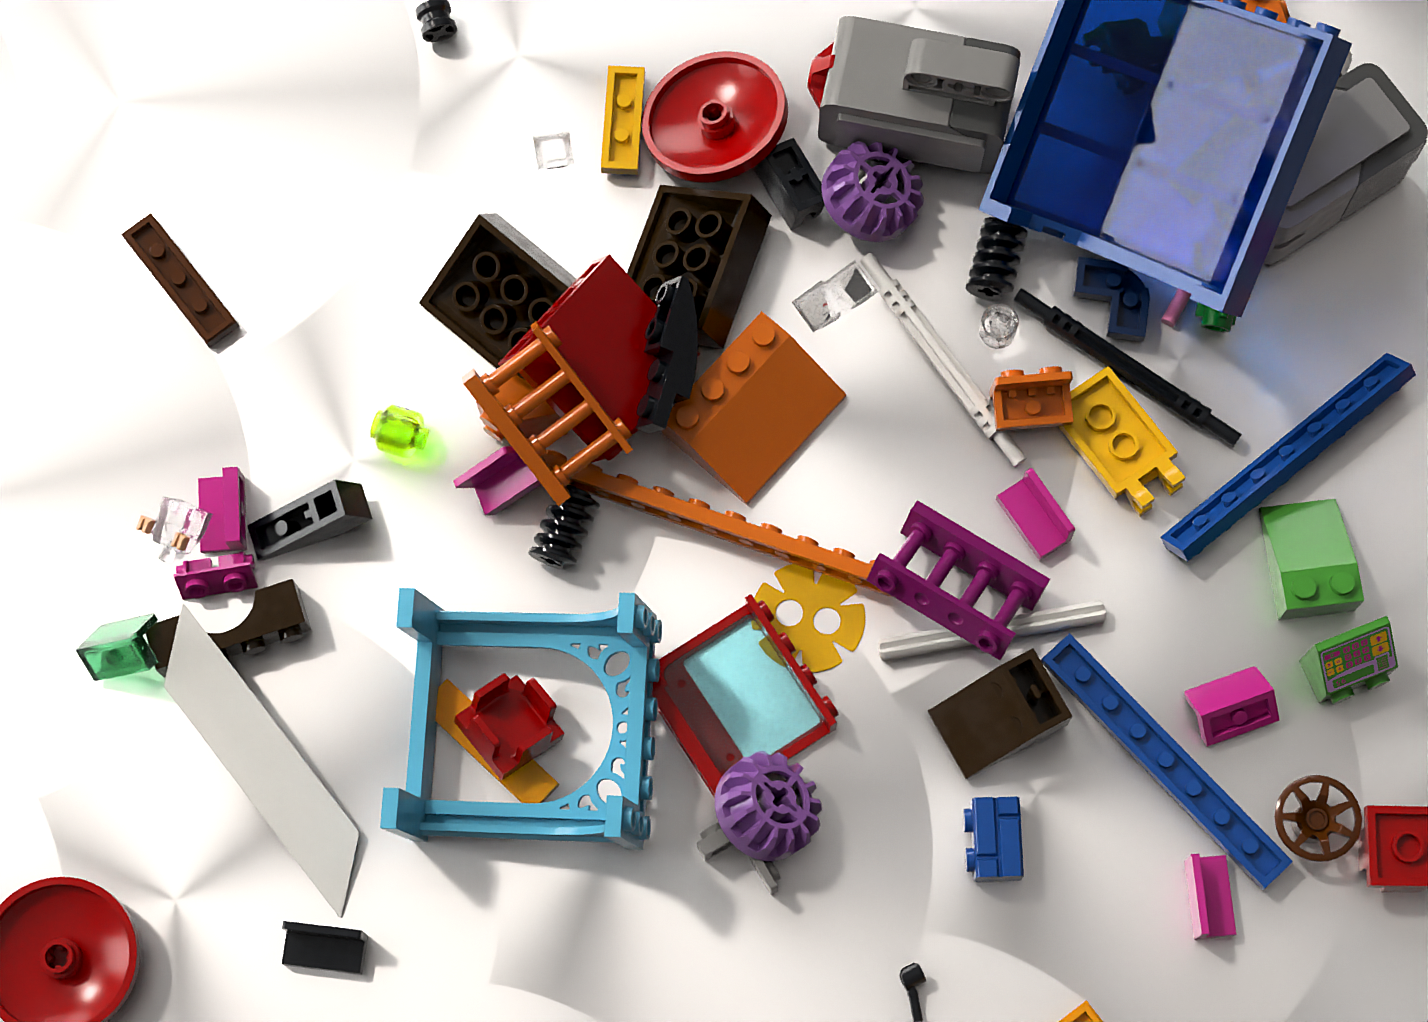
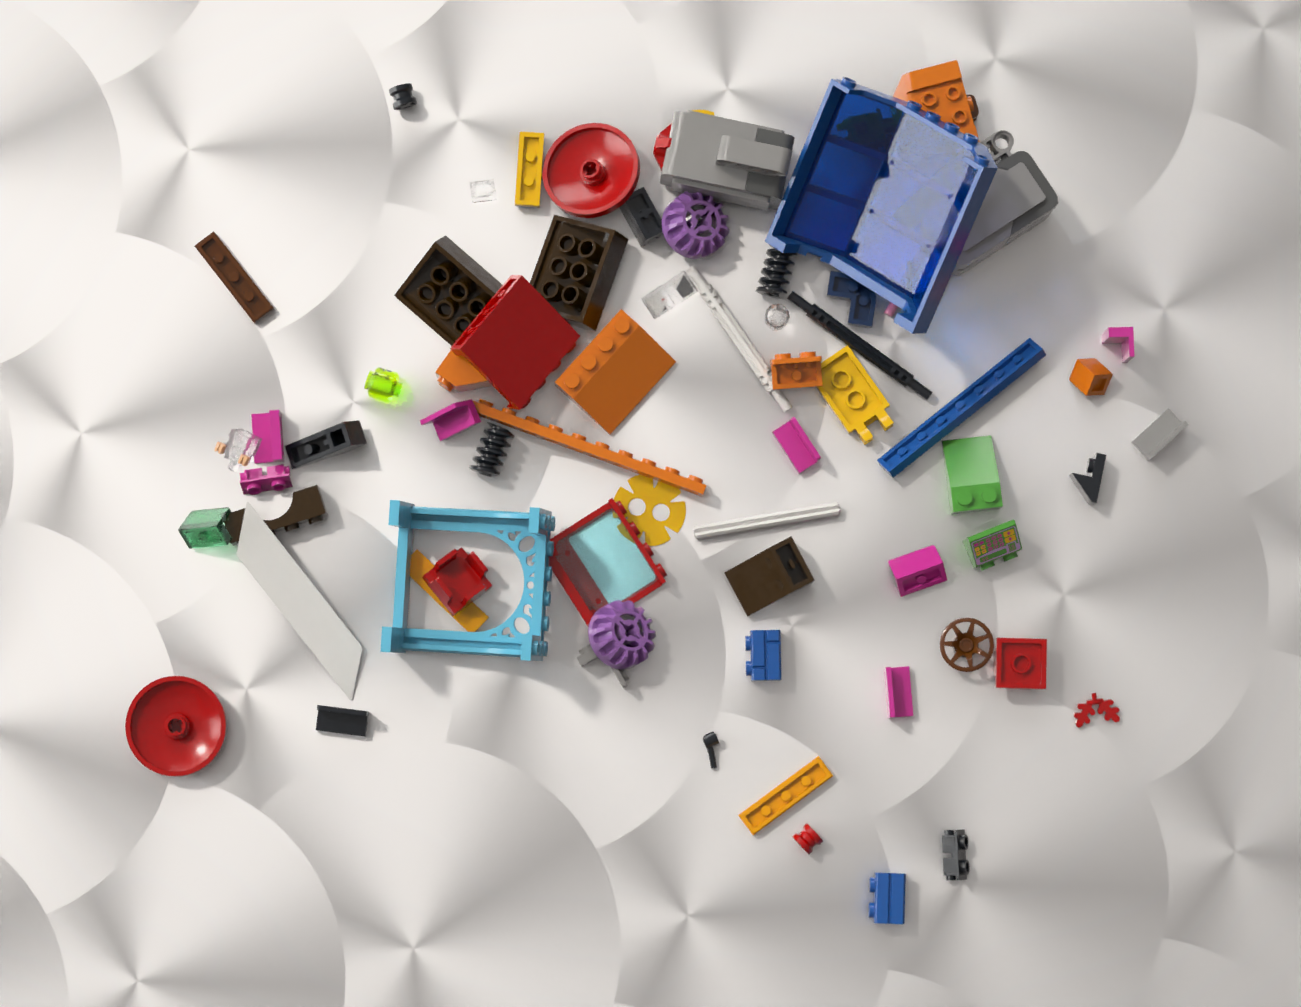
camera: 10 degrees left, 10 degrees up
(534, 447) = (472, 405): orange fence -> none
(674, 341) = (563, 331): black slope -> none
(971, 554) = (756, 472): magenta fence -> none
(1166, 761) = (873, 606): blue plate -> none

